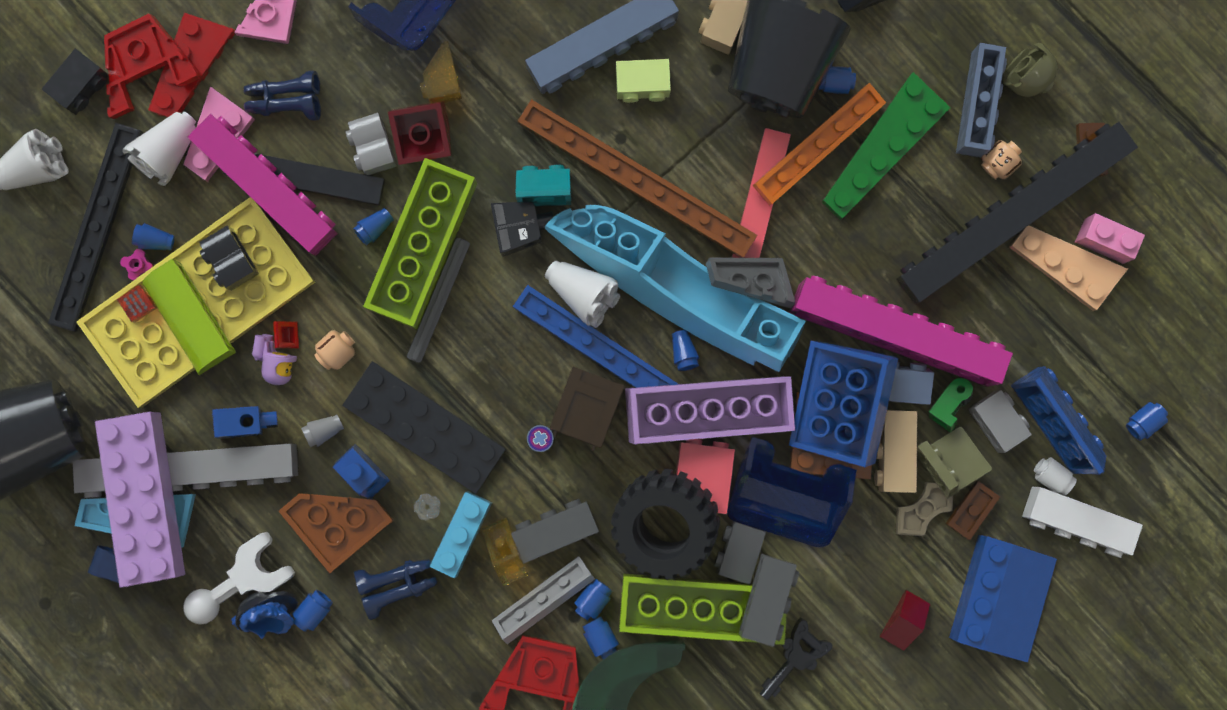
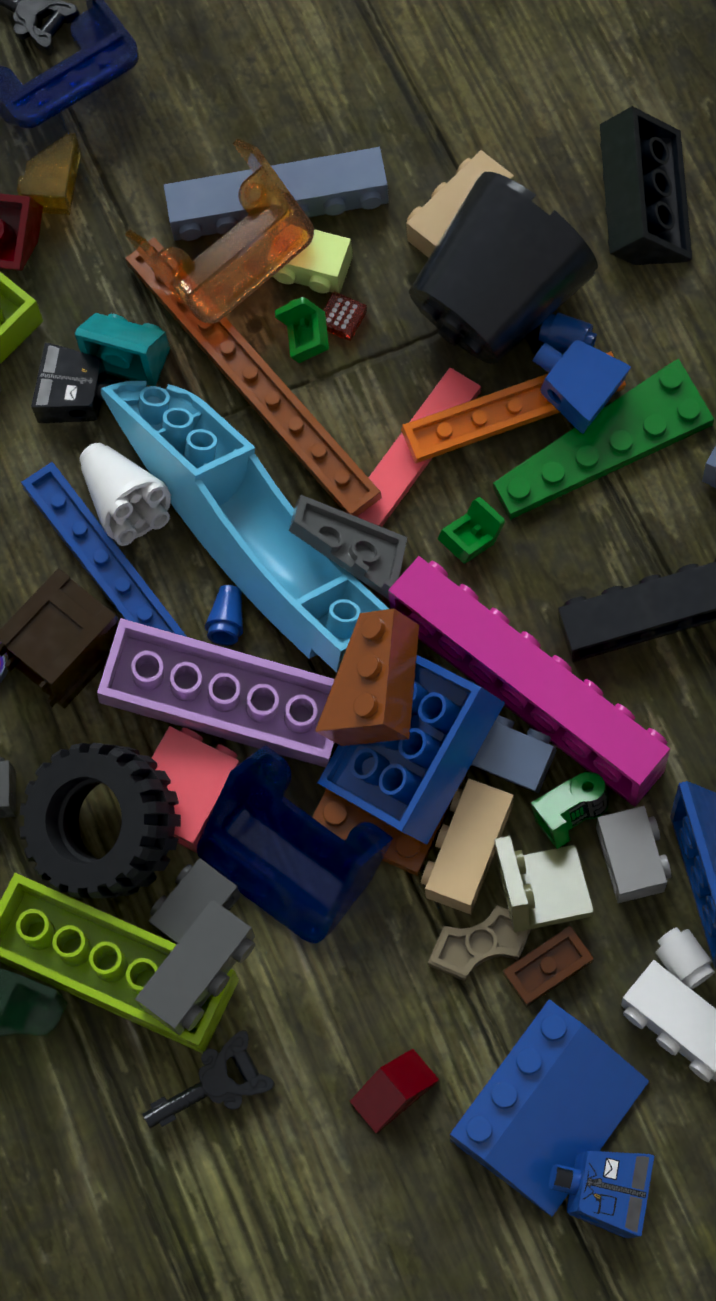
camera: 35 degrees right, 15 degrees down
(602, 95) = (244, 255): none -> clear orange windscreen
(660, 133) = (305, 328): none -> green bracket
(678, 113) = (344, 315): none -> clear red tile
(811, 374) = (374, 682): none -> dark orange wedge
(823, 239) = (473, 531): none -> green bracket
(861, 114) = (580, 380): none -> blue torso
(1059, 636) = (607, 1189): none -> blue torso

